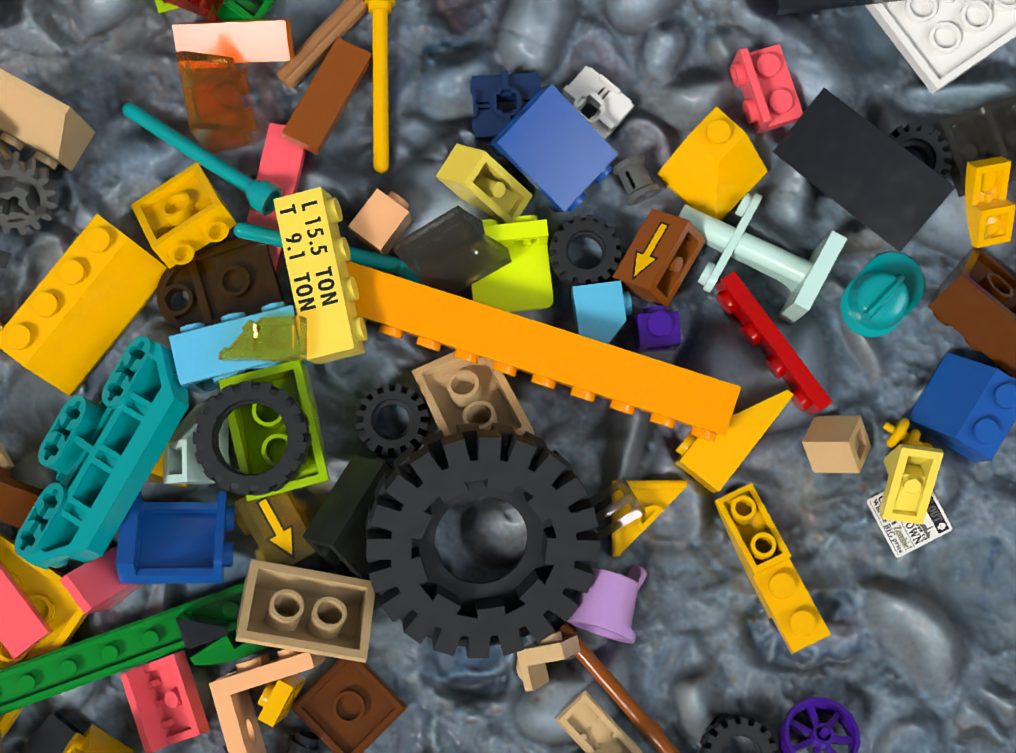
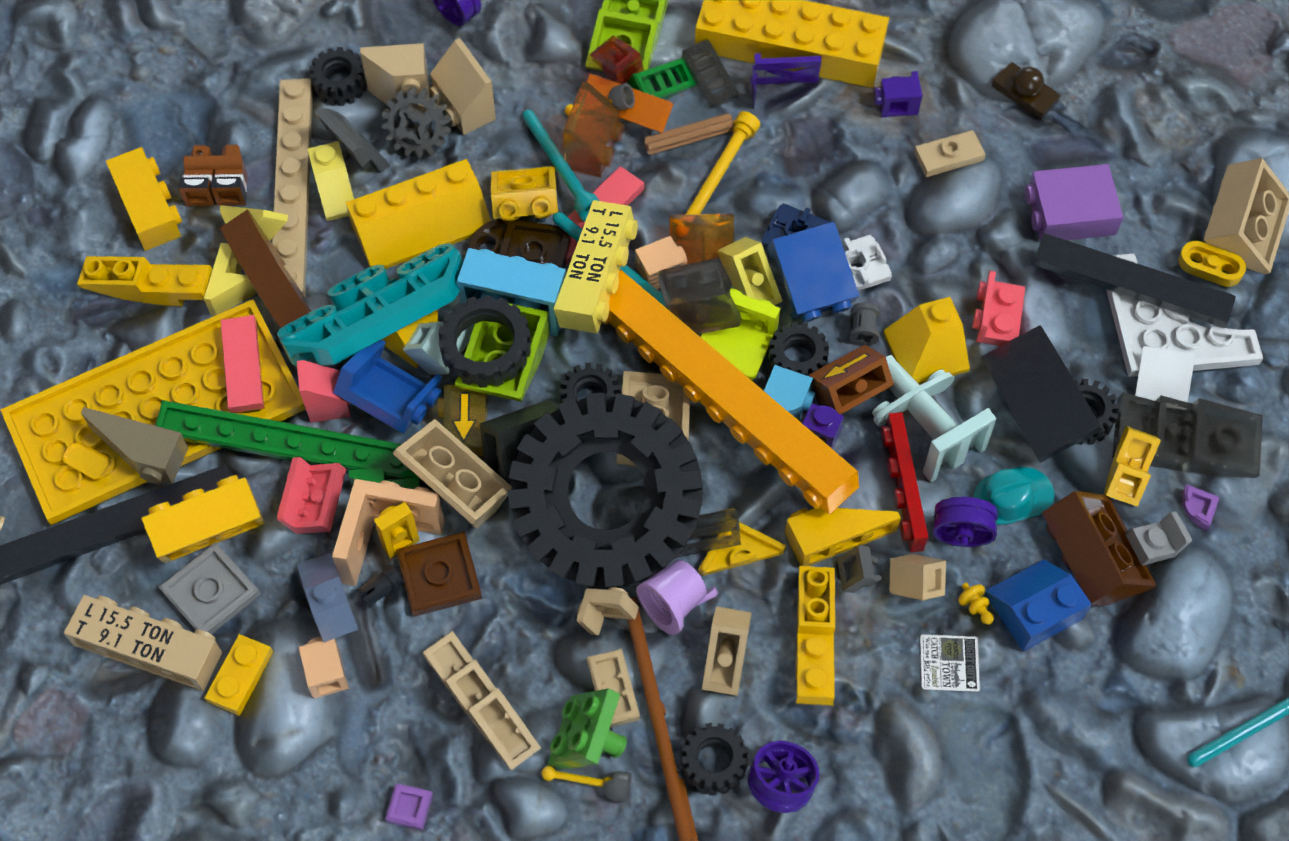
camera: 30 degrees right, 20 degrees down
(200, 629) = (368, 454): black slope -> none
(224, 41) = (620, 96): none -> dark grey hinge
(270, 340) = (535, 281): clear yellow slope -> none
(327, 96) = (671, 167): dark orange tile -> none
(410, 170) = (702, 234): none -> clear orange slope
(690, 630) = (726, 651): none -> tan slope
(773, 470) = (857, 569): none -> dark grey tile
(859, 362) = (965, 522): none -> dark purple wheel
(910, 482) = (959, 626): light yellow slope -> none
(973, 76) = (1164, 374): none -> white sticker

